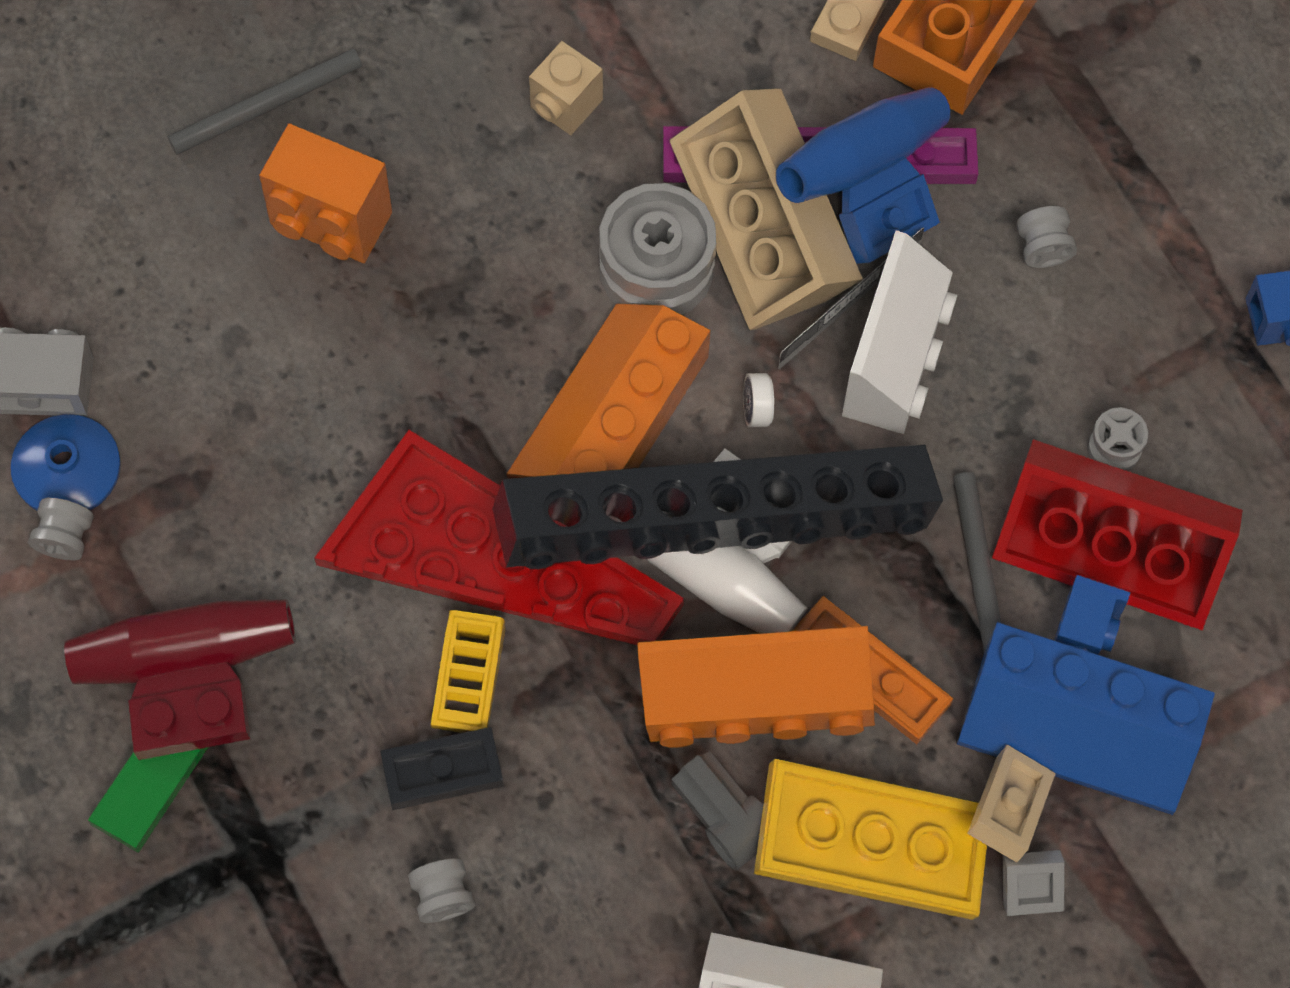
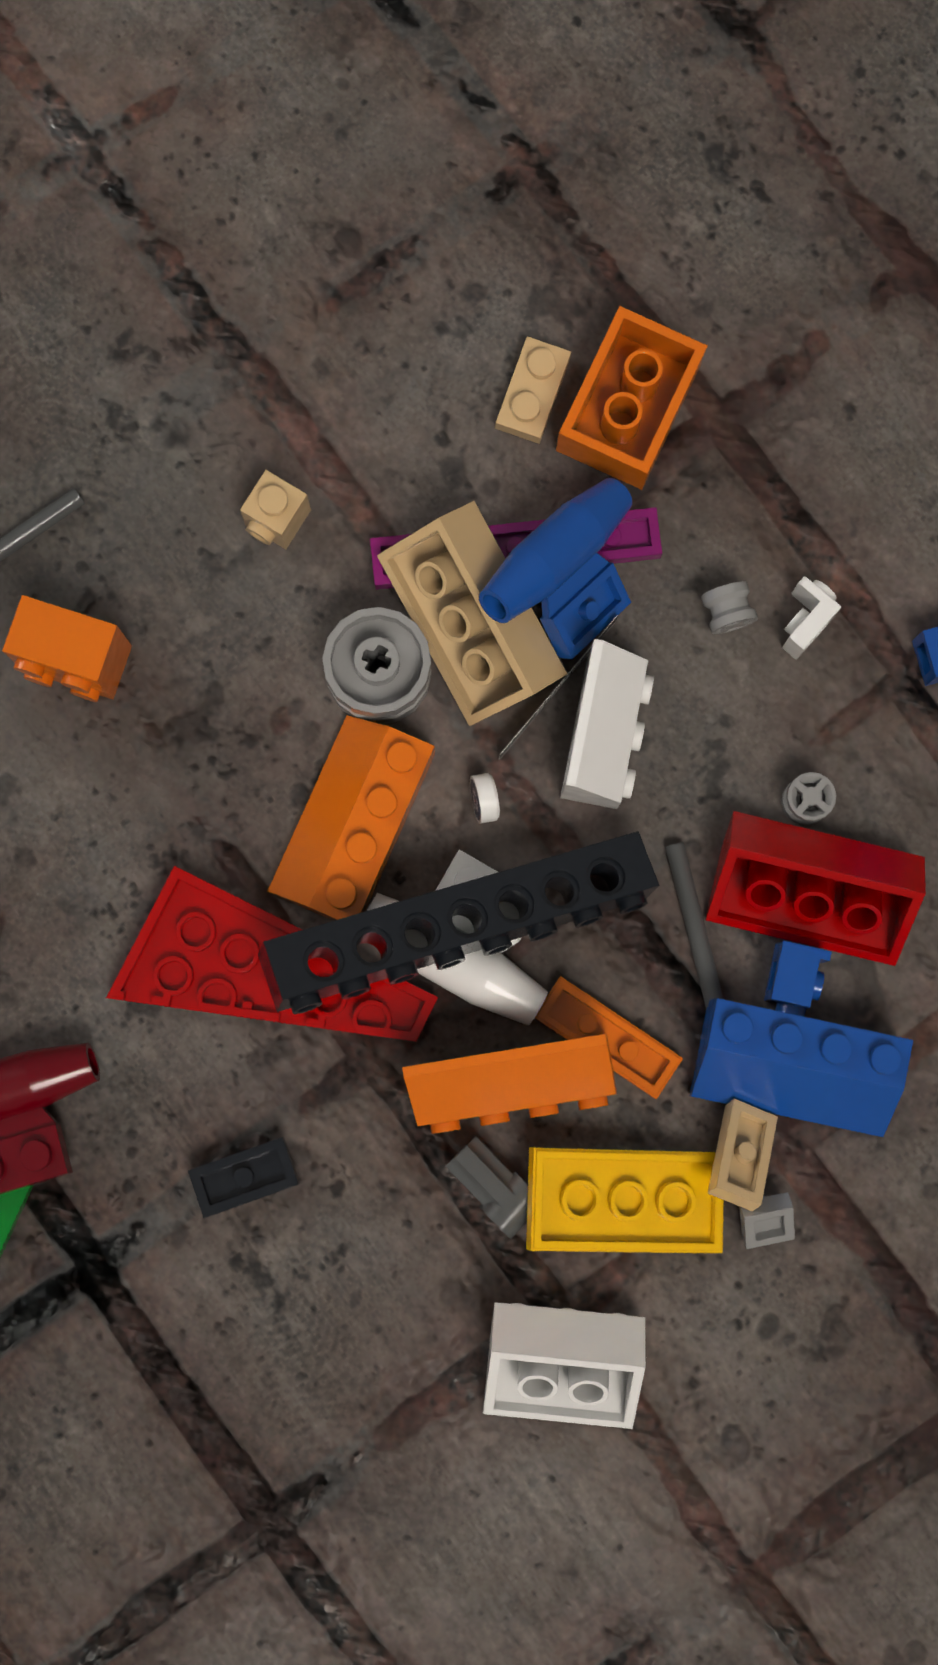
camera: 10 degrees left, 15 degrees up
(441, 890) = (257, 1289): light grey wheel -> none
(472, 626) = (244, 1044): yellow slope -> none
(1137, 257) = (806, 625): none -> white bracket

